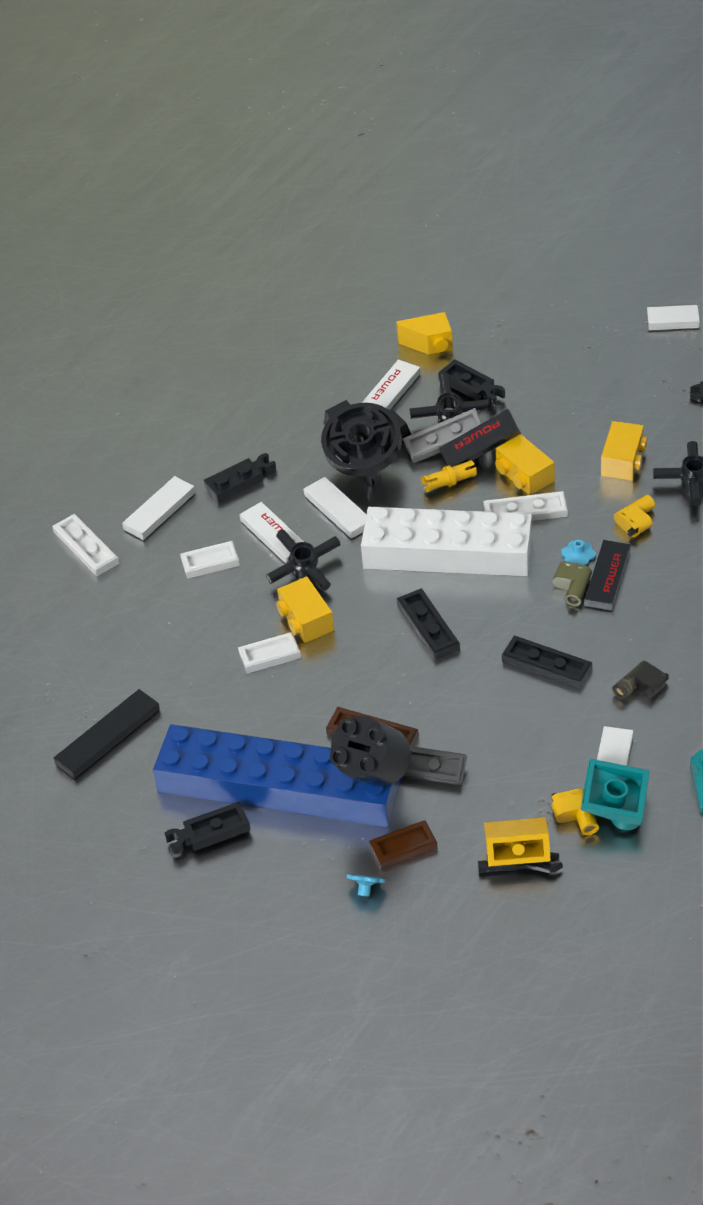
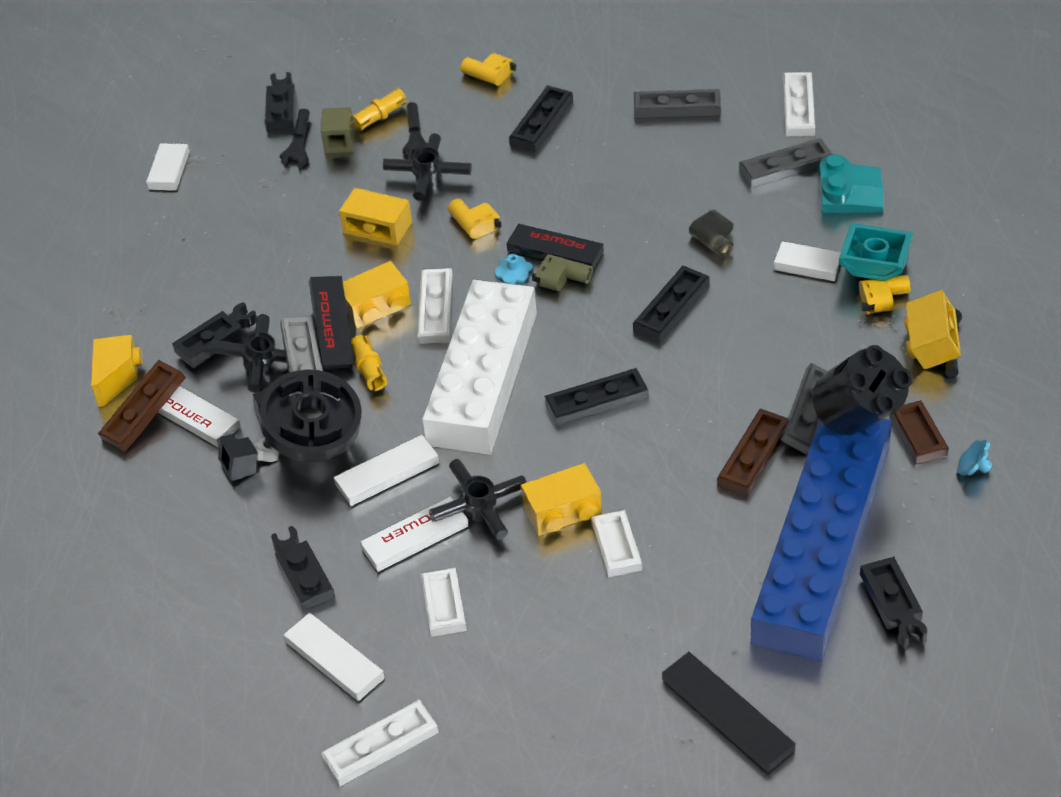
camera: 85 degrees left, 0 degrees up
(389, 357) = (141, 405): none -> reddish brown tile

